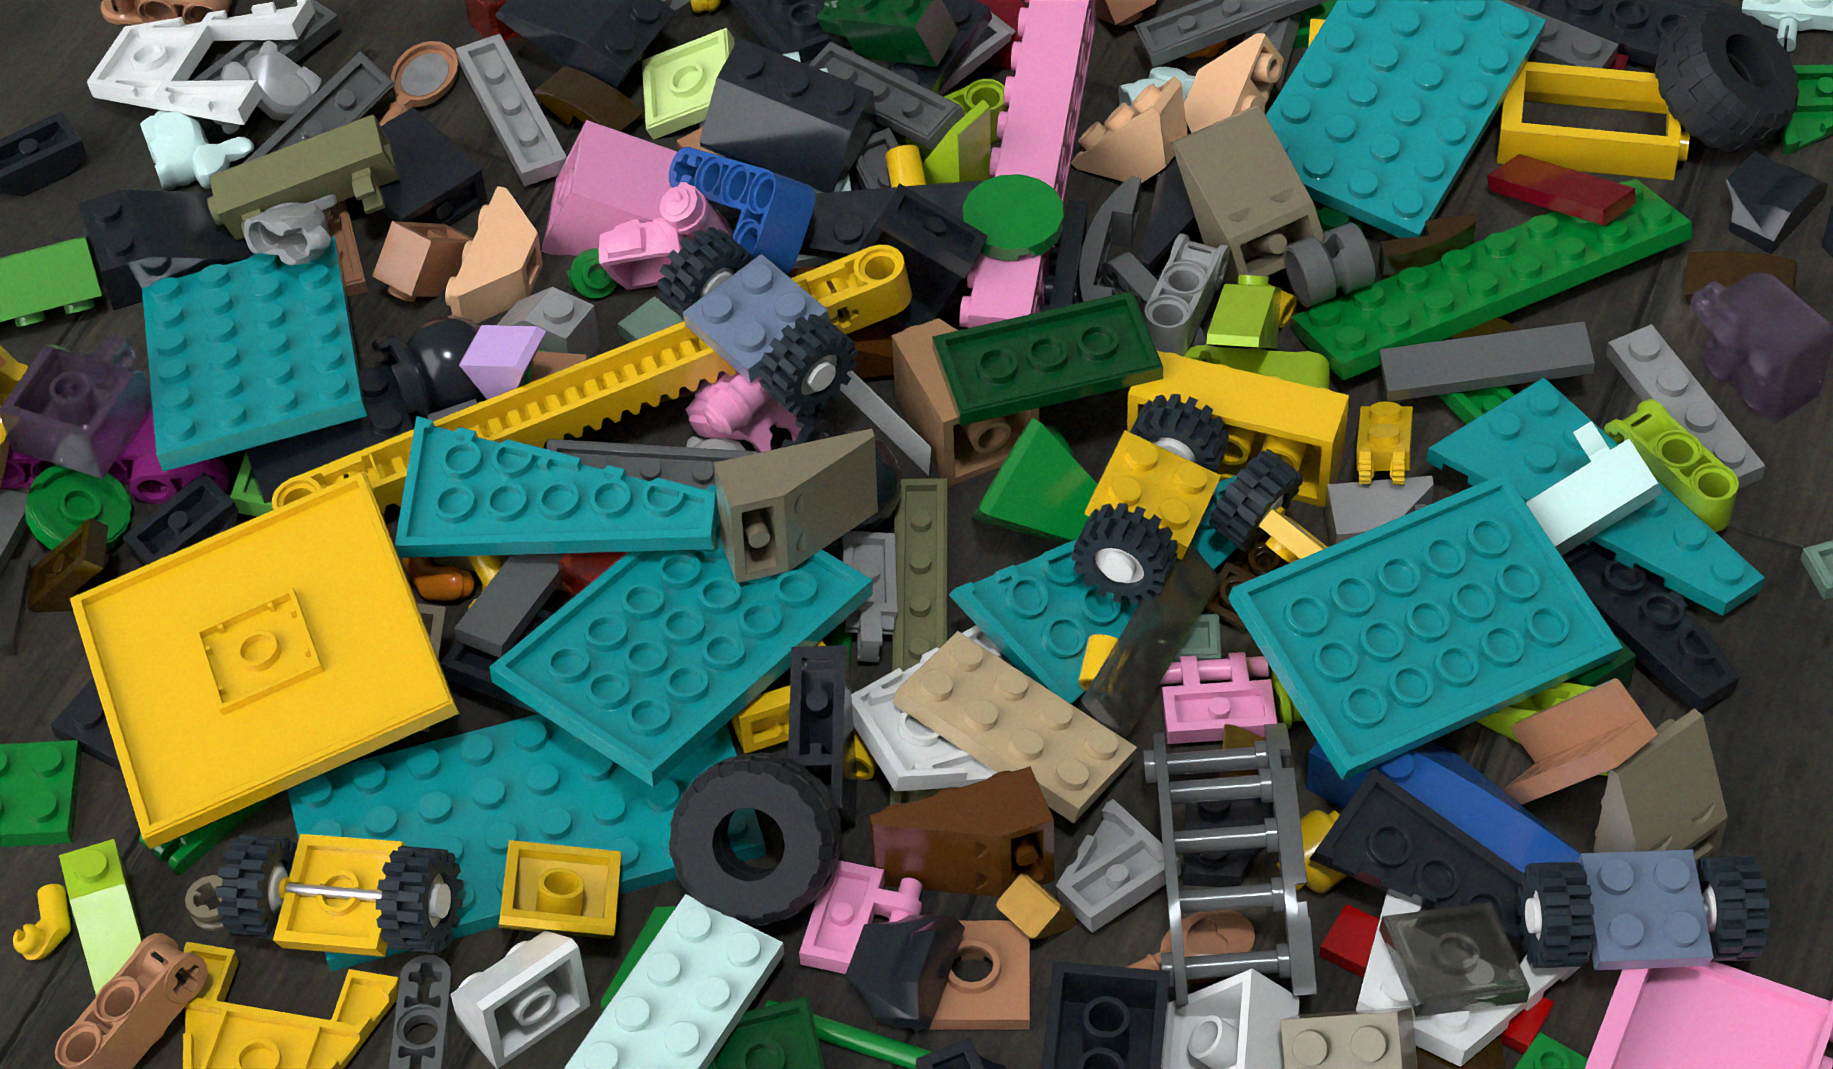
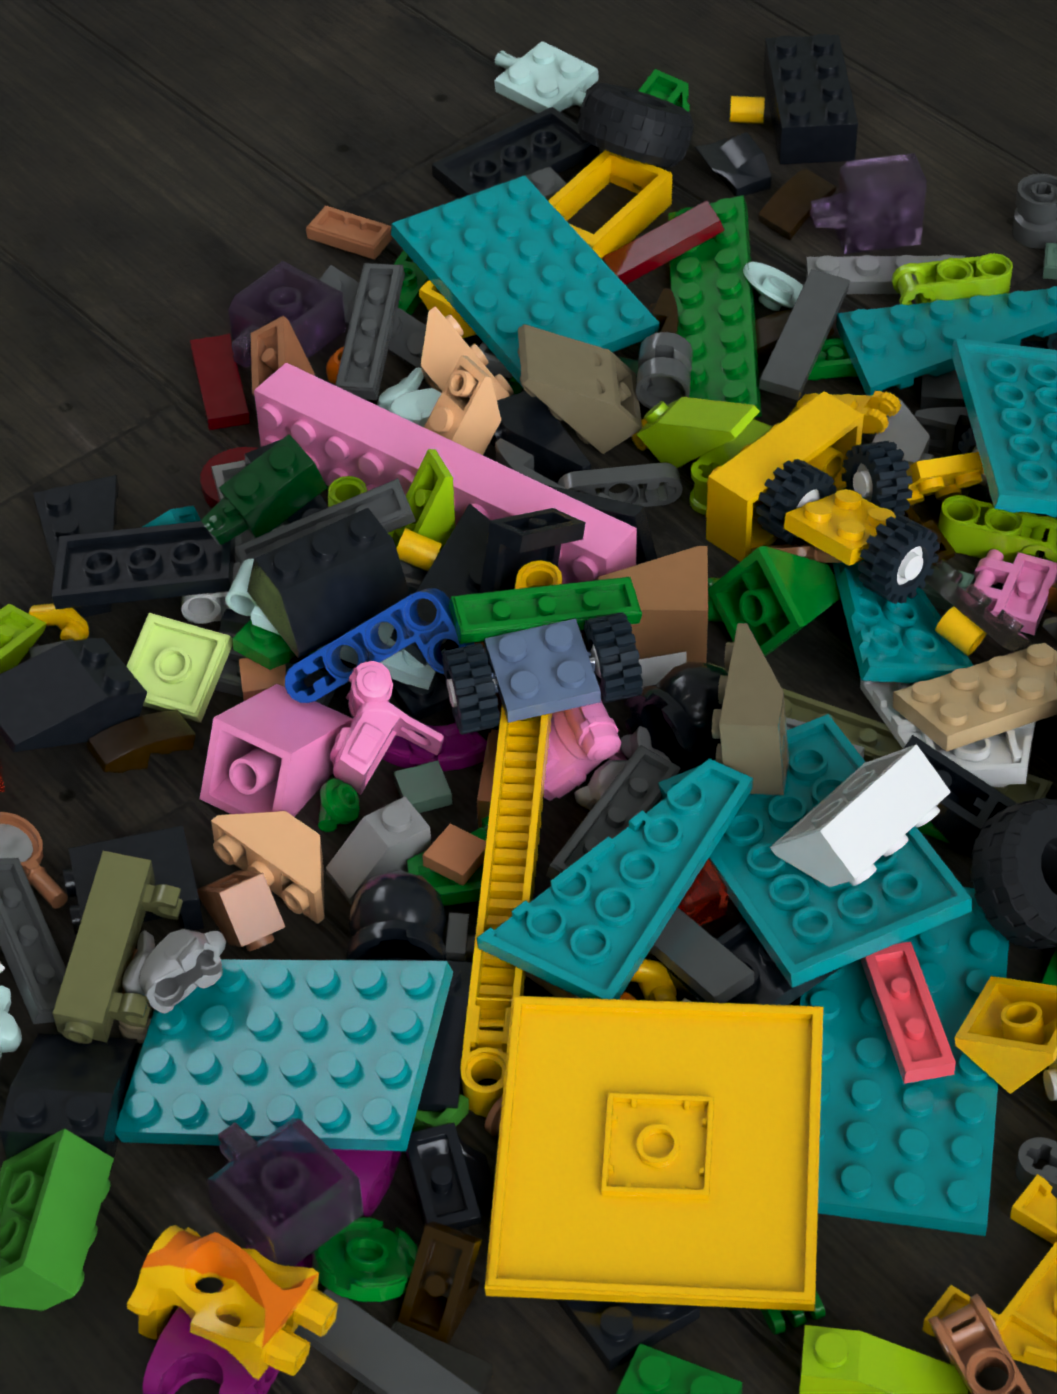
camera: 65 degrees left, 5 degrees down
(196, 905) = (879, 1279): dark tan bush -> none
(340, 893) = (953, 1171): plate -> none
(501, 357) = (453, 857): lavender slope -> none
(512, 109) = (104, 795): light grey plate -> none
(529, 796) = (908, 1013): none -> coral plate
(699, 645) = (864, 818): none -> white slope
(832, 281) = (515, 610): none -> green tile
(1016, 214) = (529, 488): green tile -> none
(1047, 358) = (687, 528): dark green tile -> none
(1184, 293) = (649, 452): light grey piece -> none
(1572, 299) = (775, 286): none -> light aqua dish
(1596, 494) = (981, 315): light aqua brick -> none

